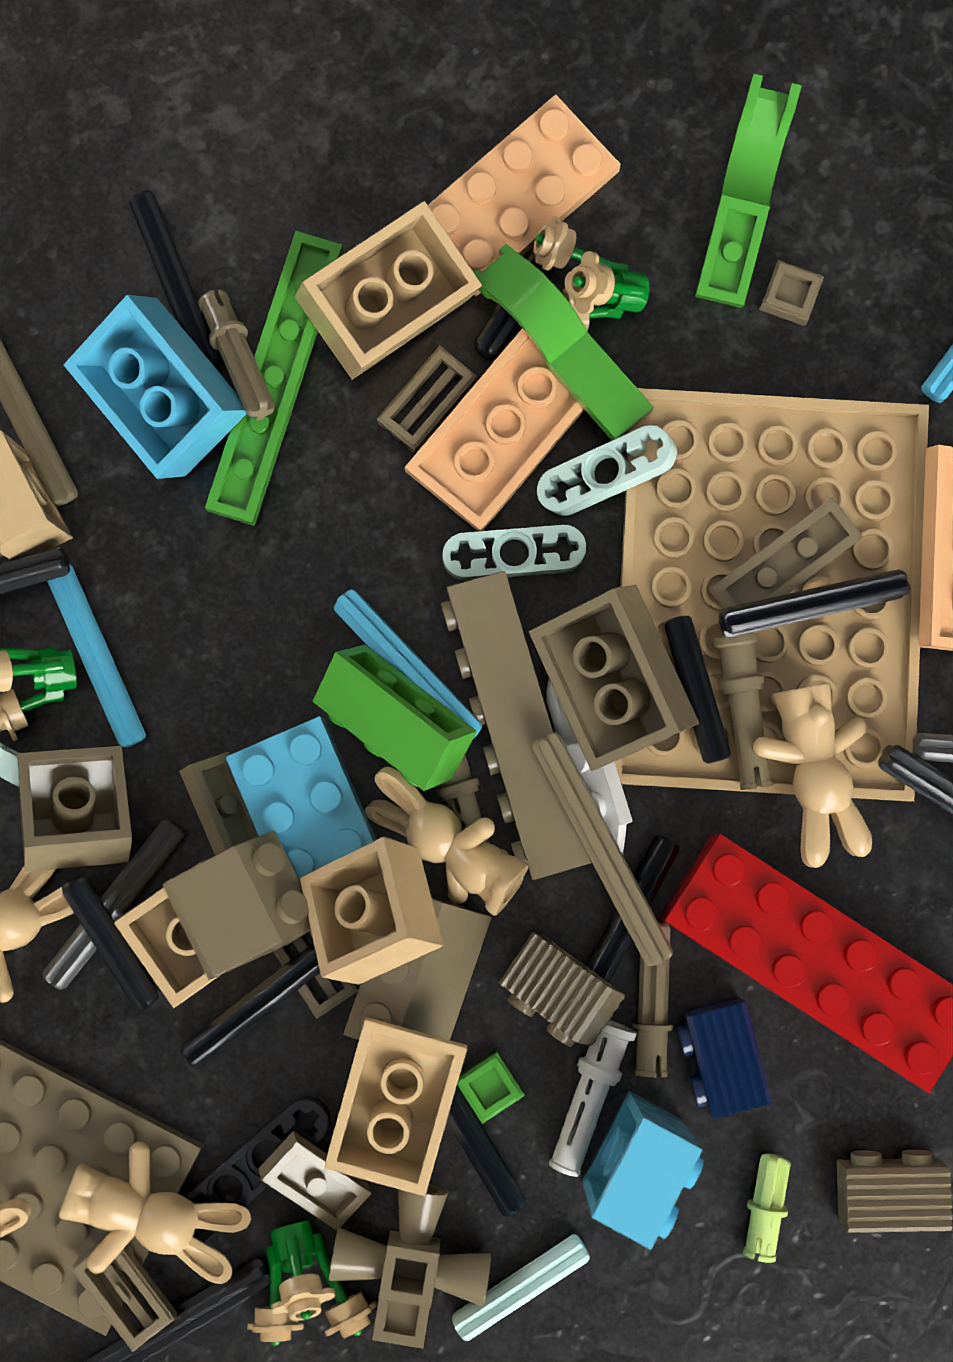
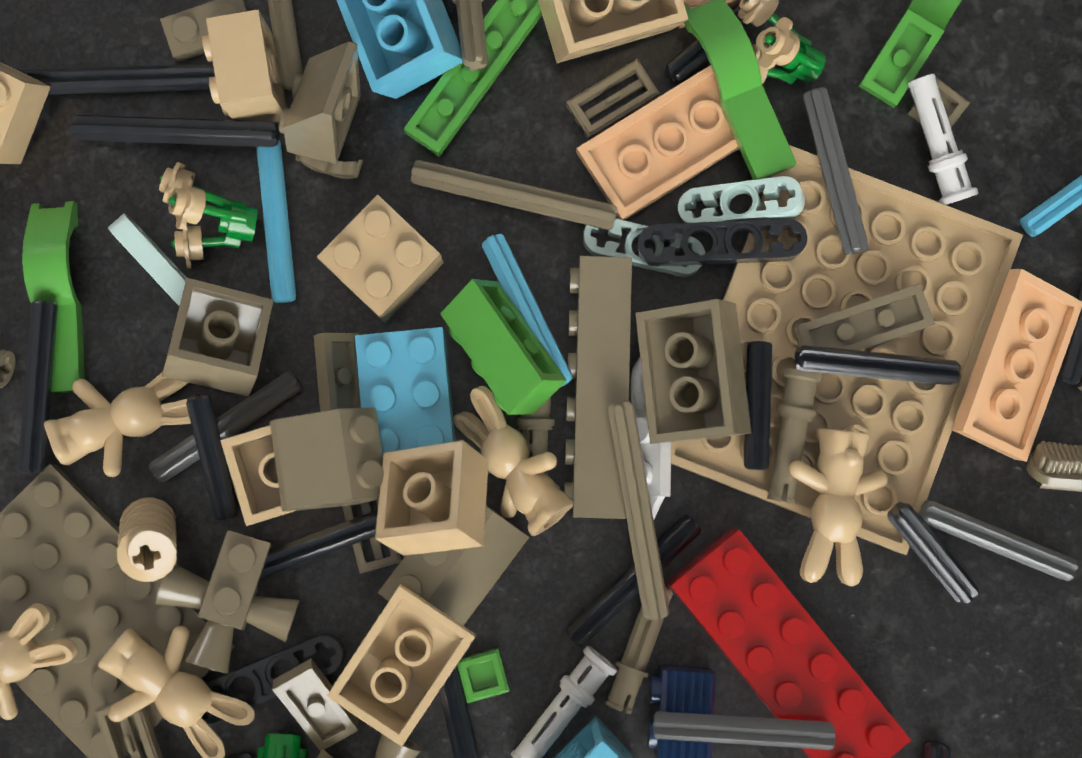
camera: 10 degrees right, 0 degrees up
(68, 1059) = (147, 539): none -> tan piece
(106, 510) = (323, 104): none -> dark tan slope
(133, 575) = (342, 170): none -> dark tan piece
(179, 1097) = (228, 600): none -> dark tan brick
(226, 661) = (381, 258): none -> tan brick
(351, 541) = (514, 194): none -> dark tan axle
(560, 990) = (567, 615): dark tan brick -> none
(596, 515) = (720, 236): none -> black beam
(699, 401) = (835, 171): none -> dark grey axle
(796, 1054) = (744, 730): none -> dark grey axle
(819, 350) = (947, 160): none -> white pin

